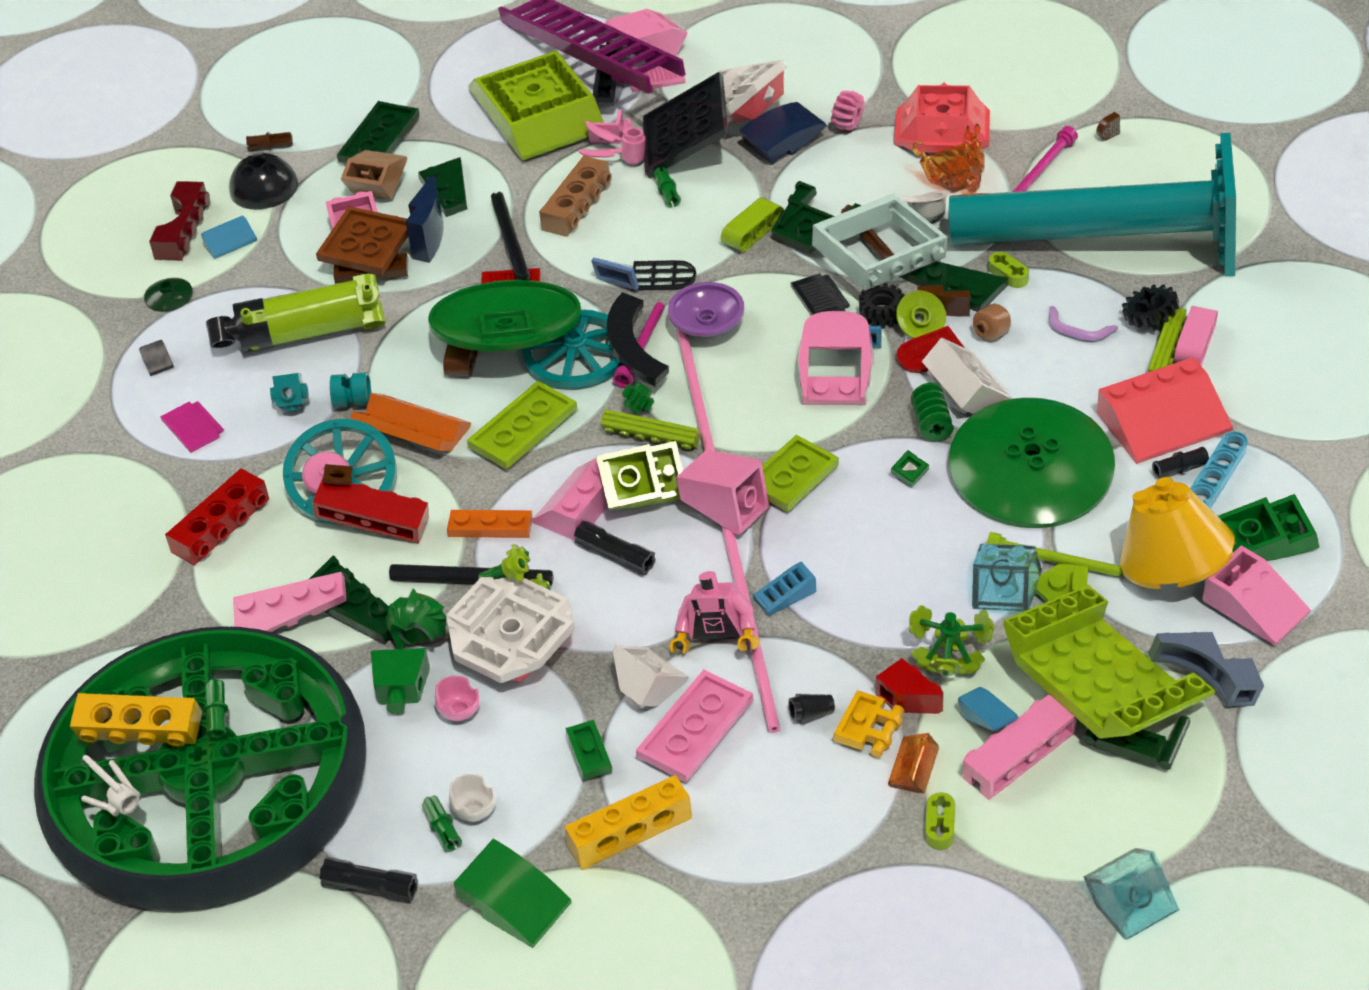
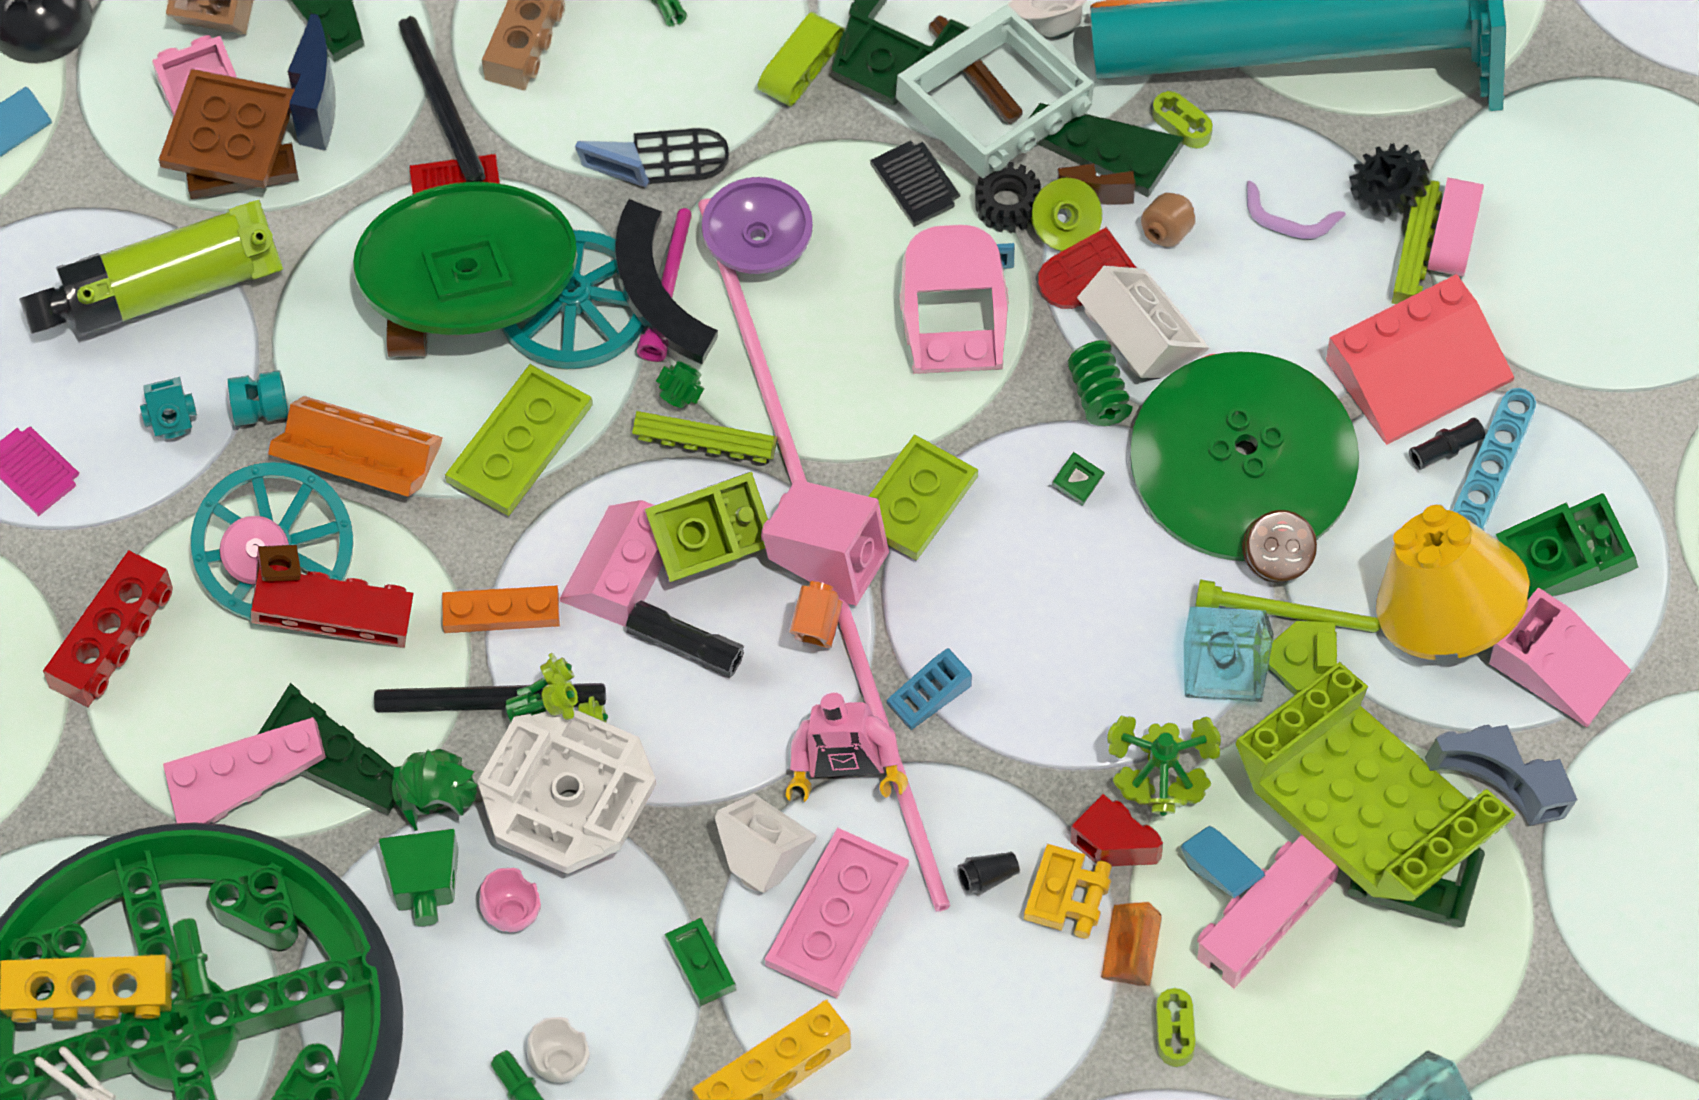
camera: 10 degrees left, 15 degrees up
(708, 533) = (816, 614): none -> orange brick
(1050, 514) = (1279, 546): none -> head

